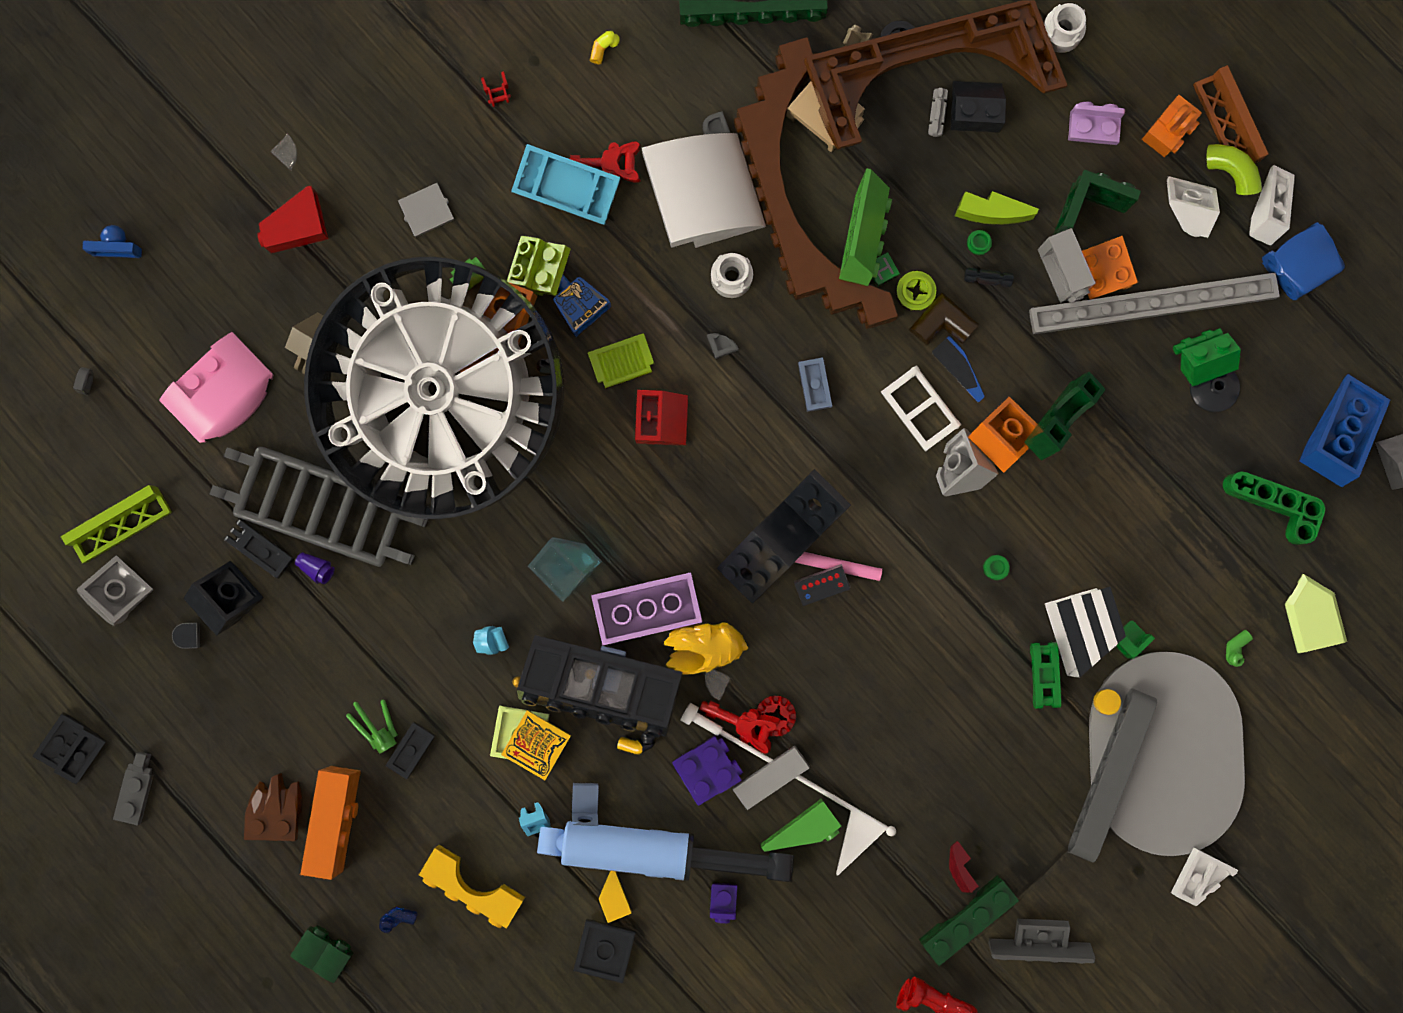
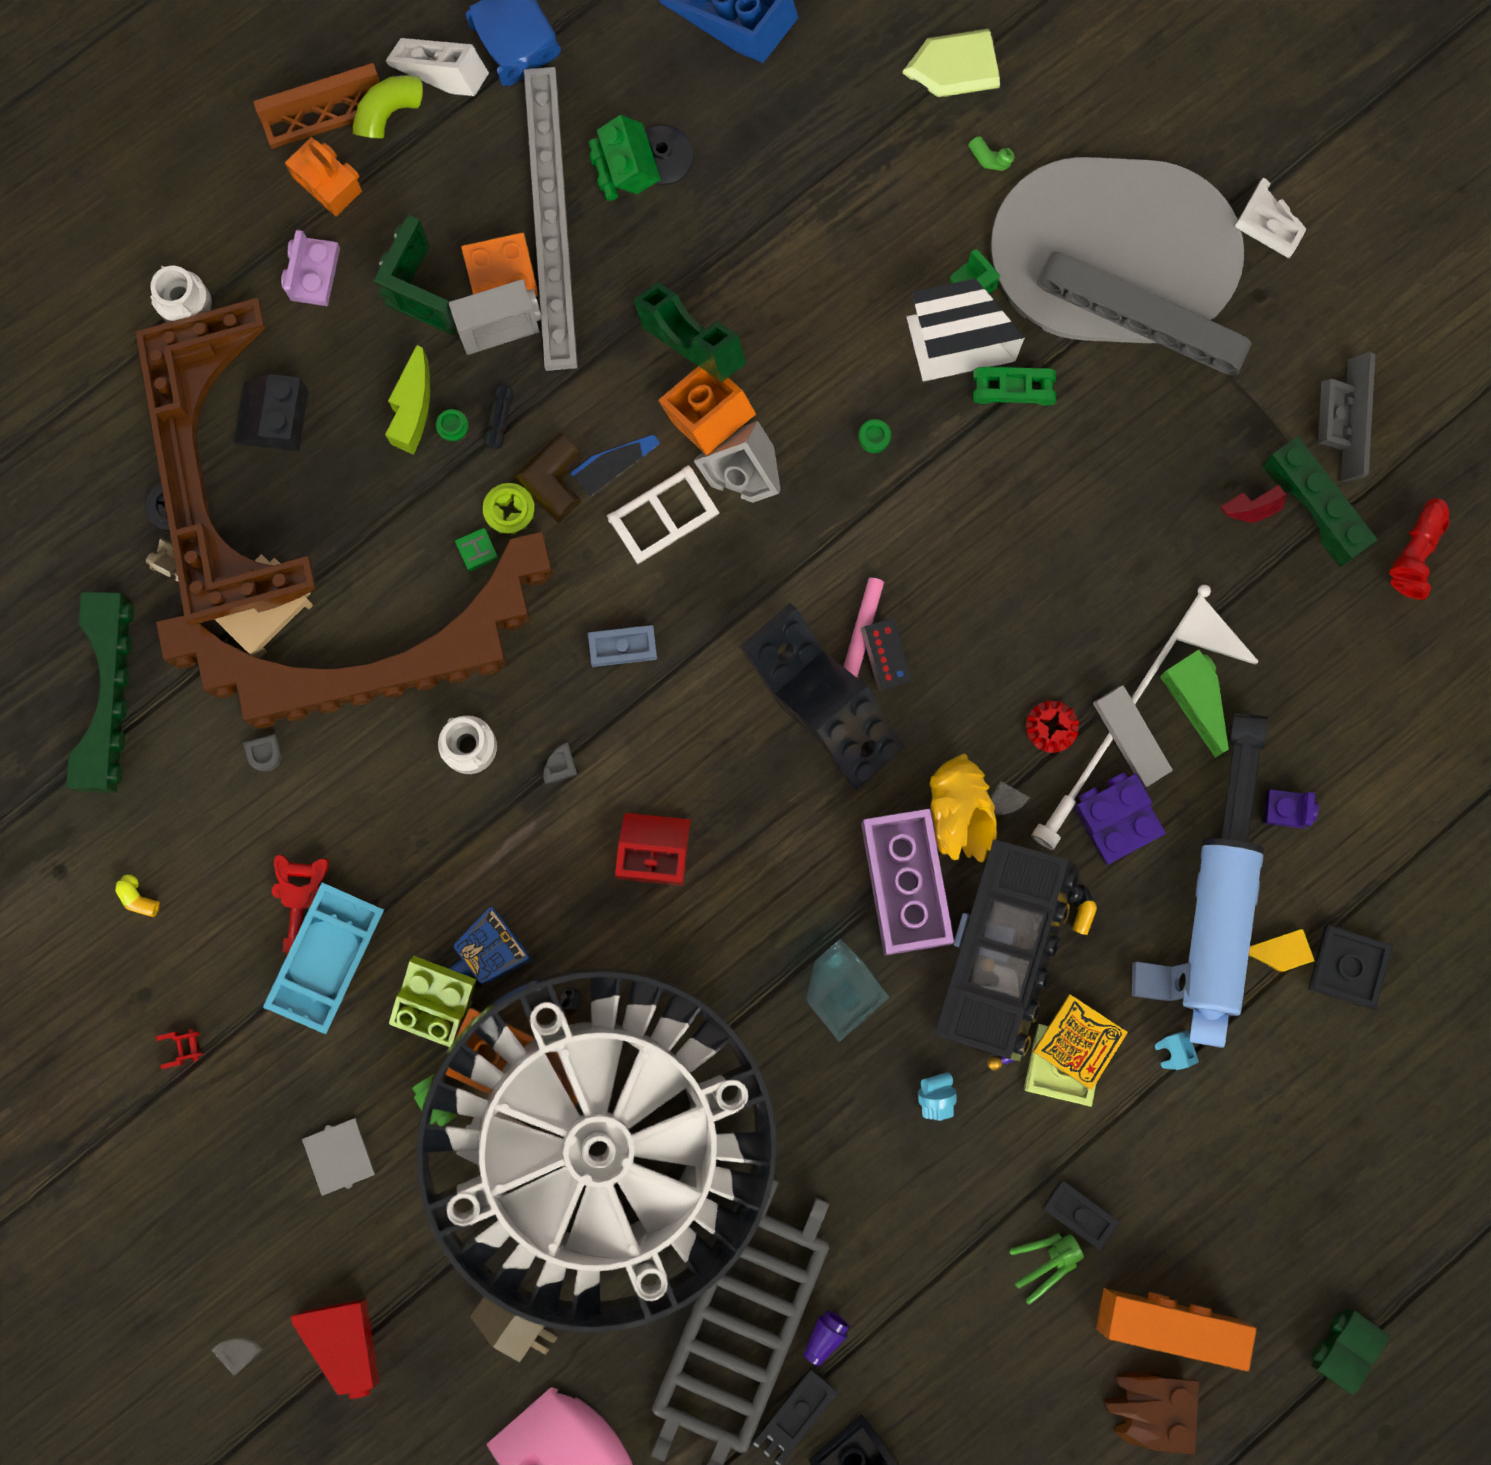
camera: 85 degrees left, 5 degrees down
(394, 917) = (1301, 1248): clear blue arm -> none
(443, 871) = (1288, 1106): yellow arch -> none
(622, 361) = (570, 898): lime window -> none
(703, 188) = (347, 773): white slope -> none
(746, 724) = (1063, 764): red piece -> none
(865, 230) = (425, 564): bright green slope -> none
(938, 112) = (274, 464): light grey axle -> none
(1107, 701) = (1051, 313): yellow tile -> none
(1193, 206) = (430, 157): white slope -> none
(1273, 501) = (810, 97): green beam -> none

